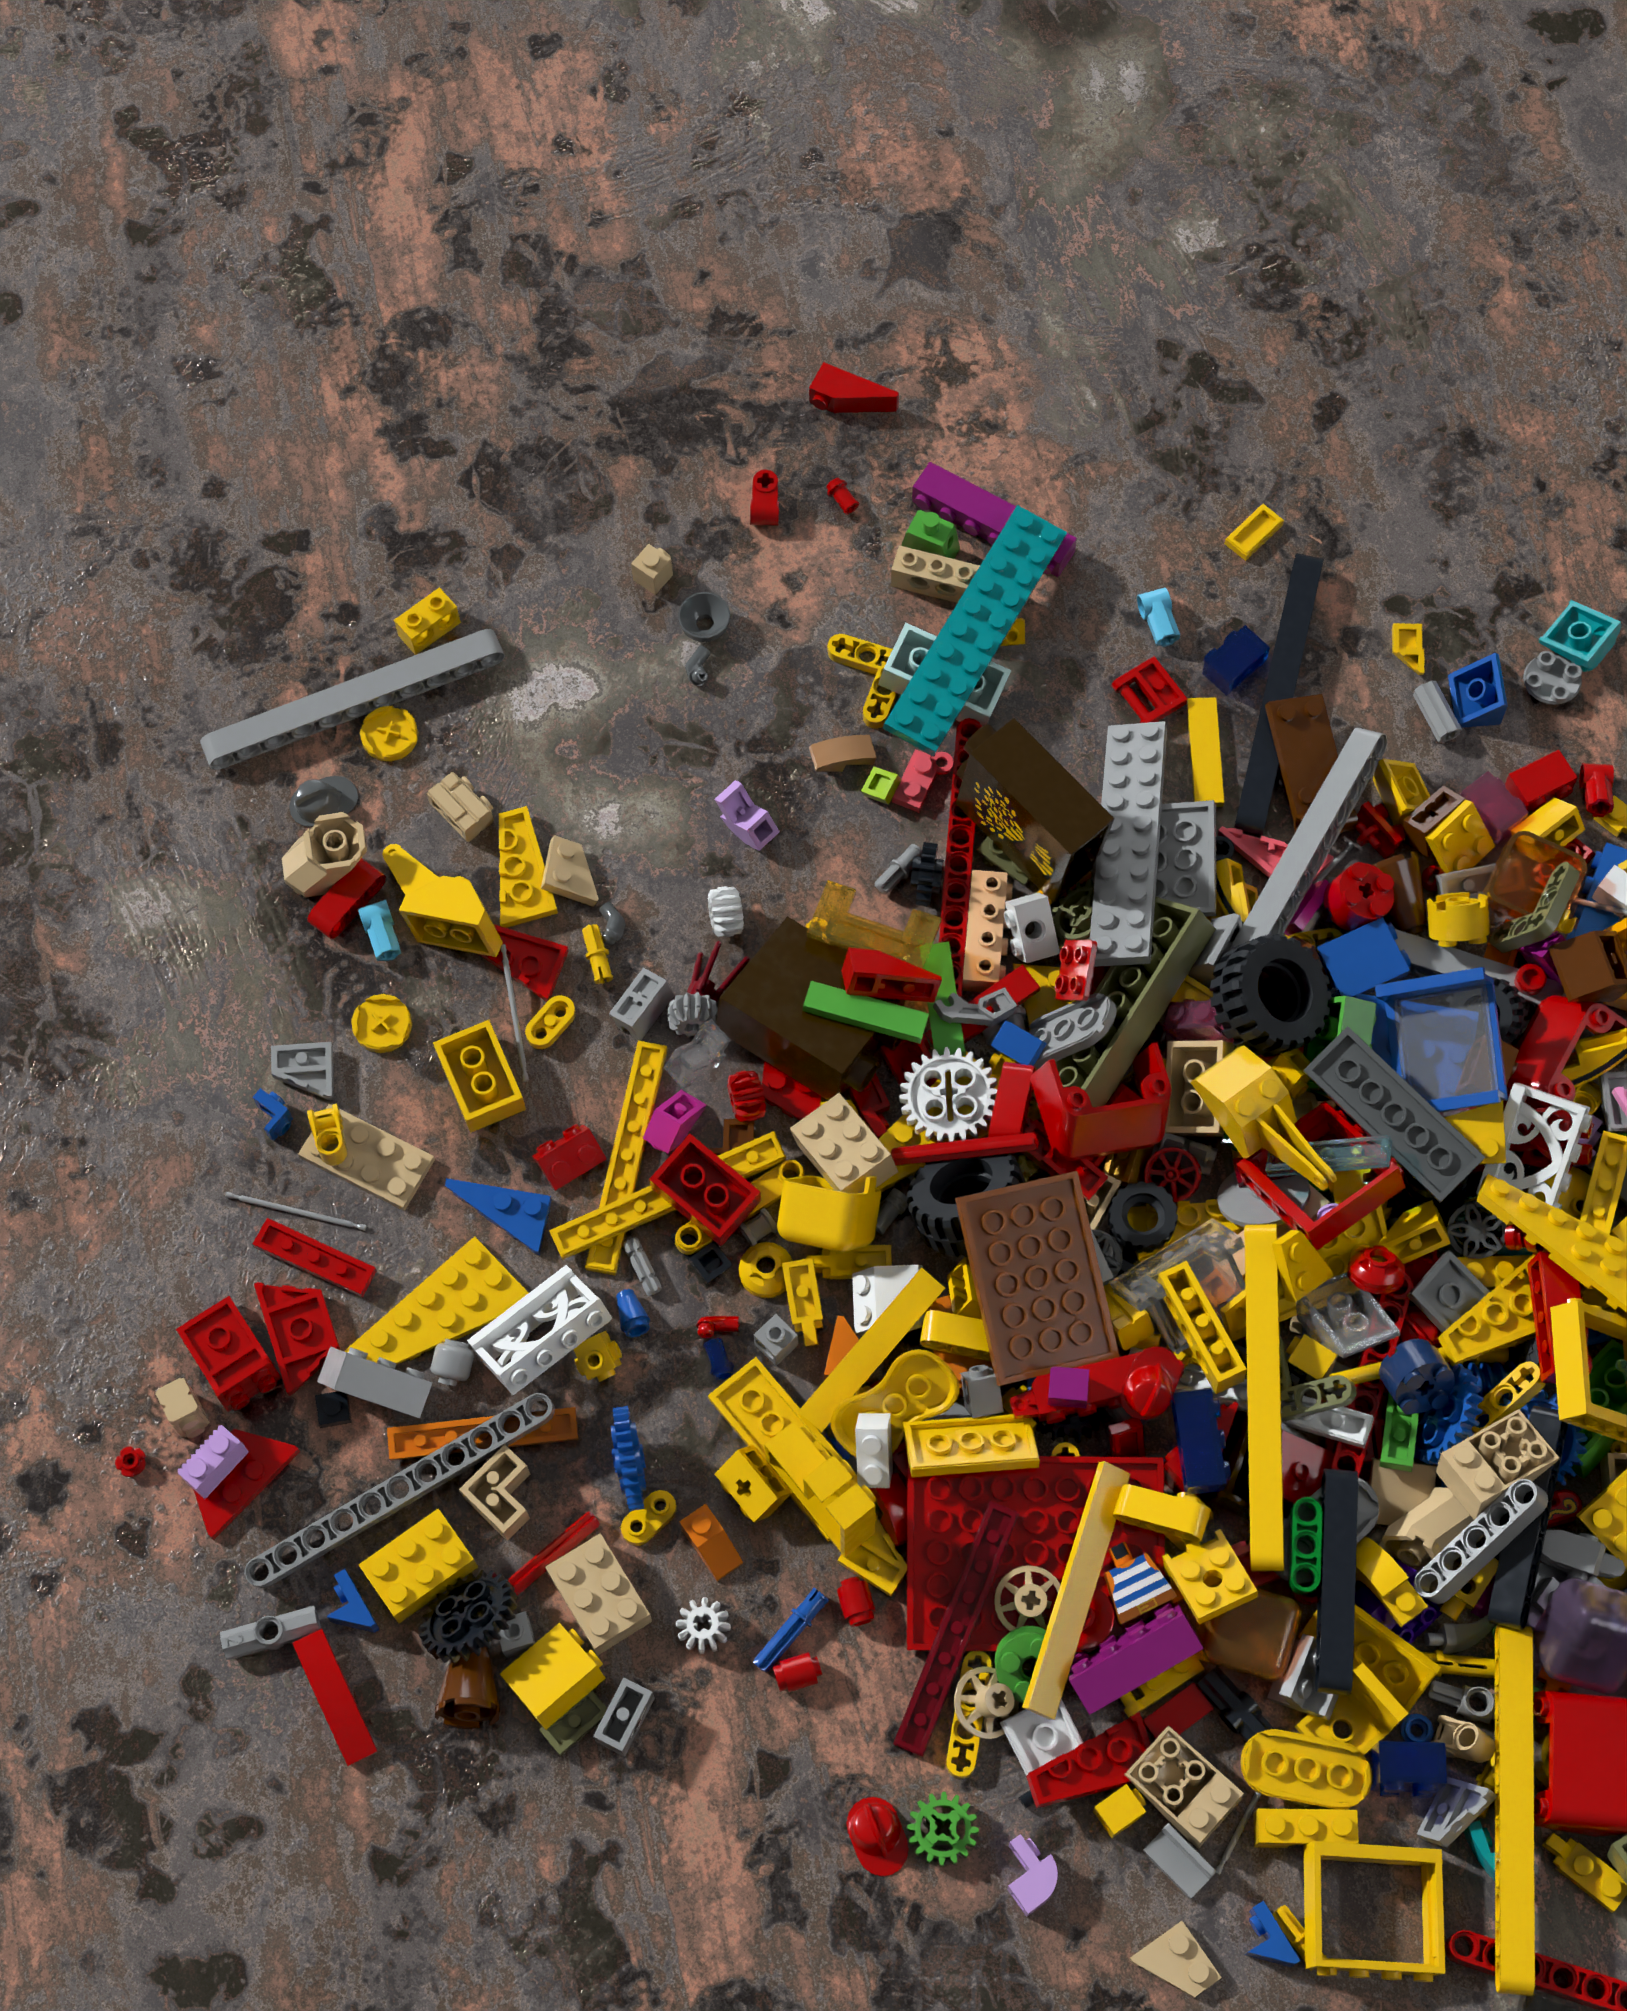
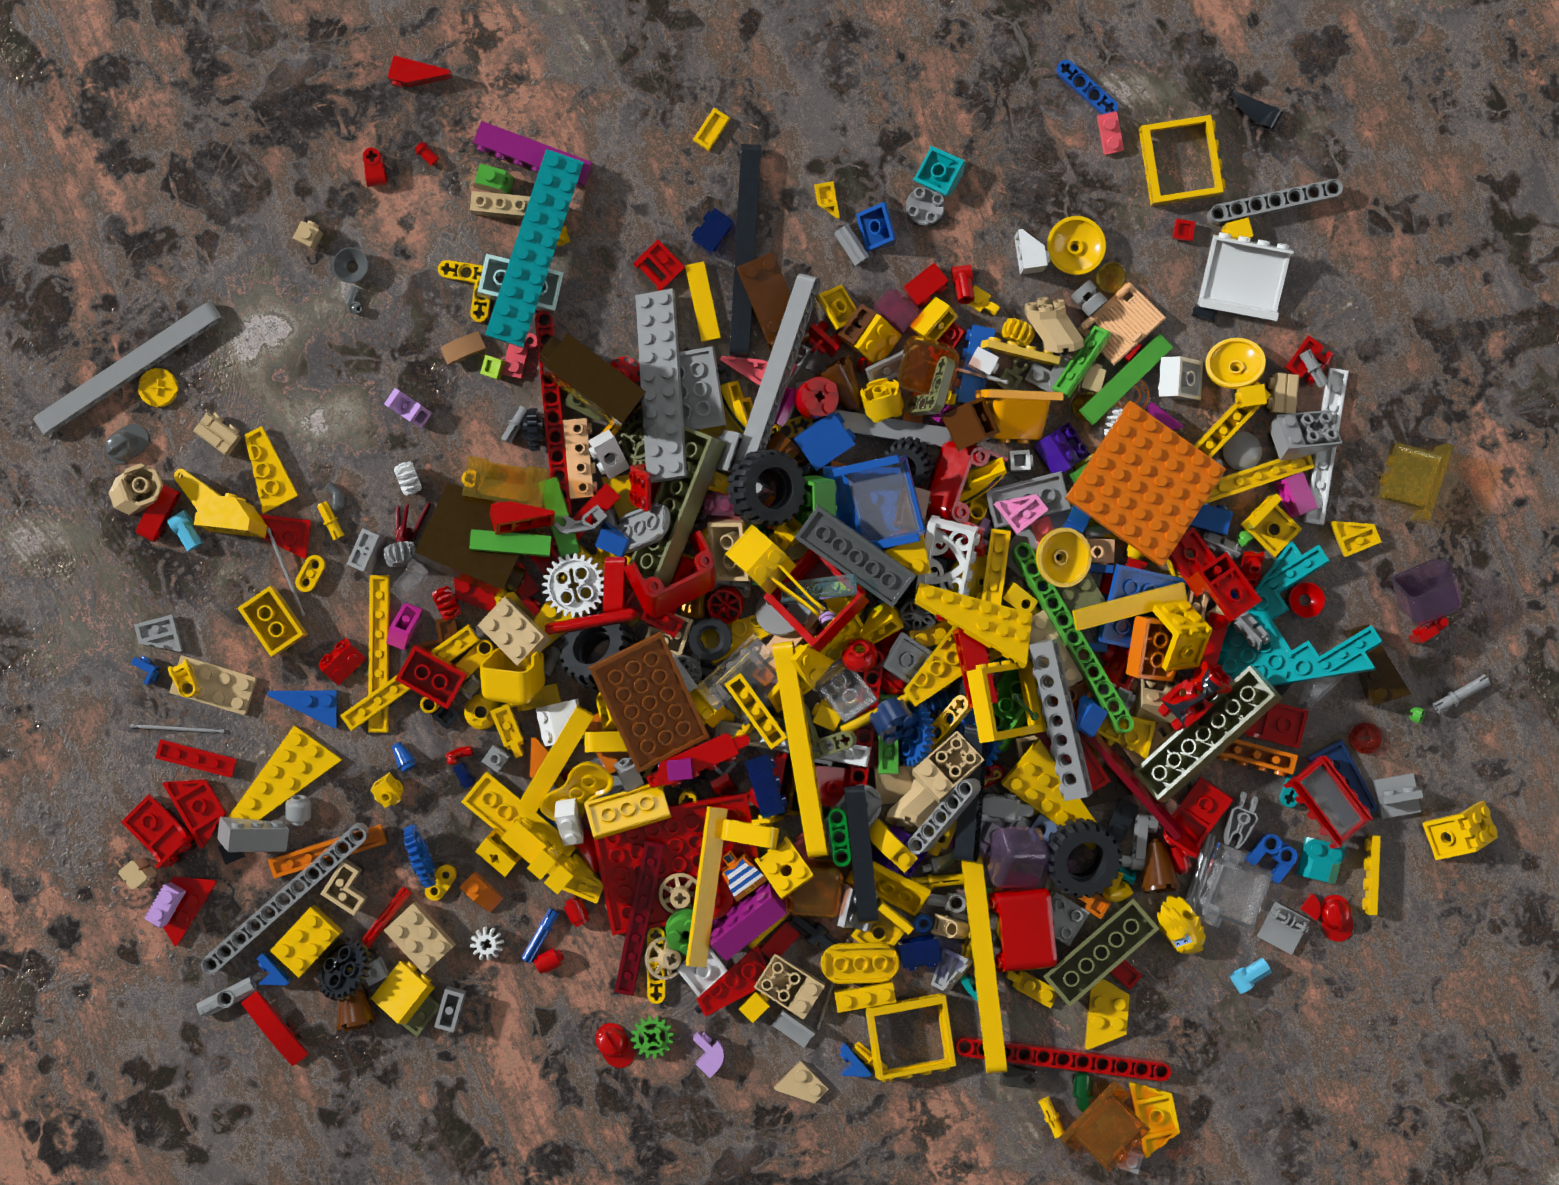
camera: 15 degrees left, 20 degrees up
(136, 1467) = (119, 908): red plate -> none
(381, 1023) = (202, 593): yellow tile -> none
(427, 621) = (164, 302): yellow brick -> none
(545, 1303) = (330, 783): white fence -> none
(568, 872) = (298, 467): tan wing -> none
(642, 1266) = (403, 724): light grey axle -> none
(1150, 1383) = (730, 755): red piece -> none
(1157, 609) = (655, 204): medium azure piece -> none
(1530, 979) = (934, 431): red tile -> none

